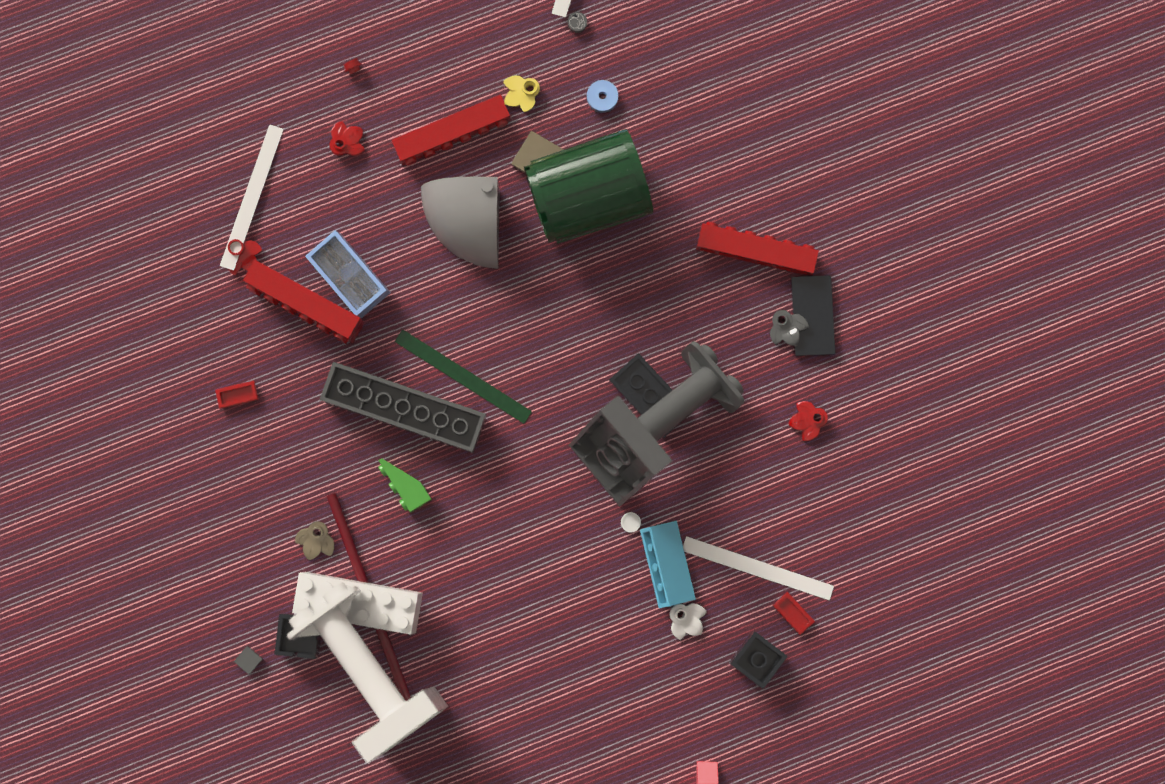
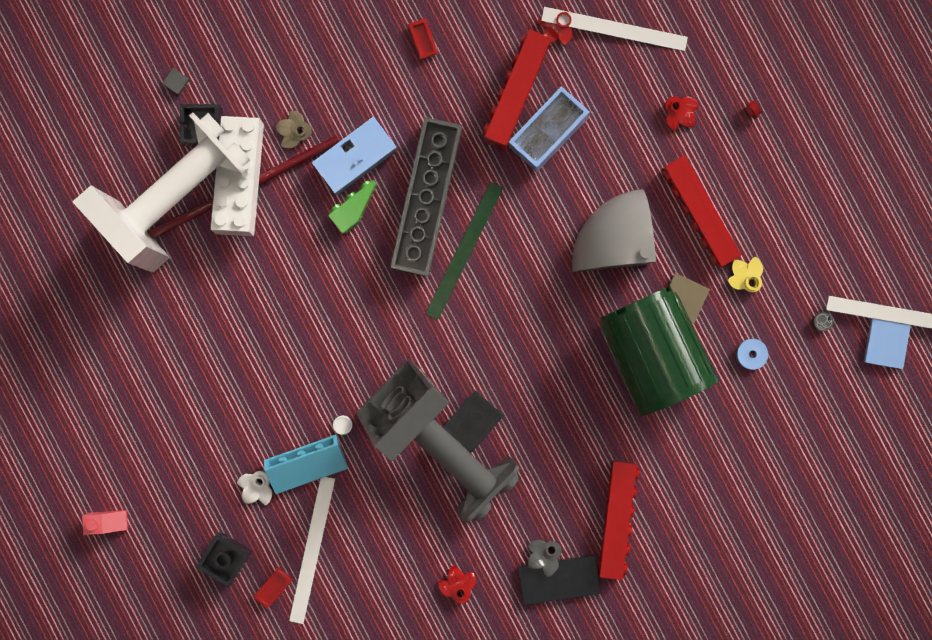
camera: 90 degrees right, 5 degrees up
(351, 478) = (355, 156): none -> light blue brick

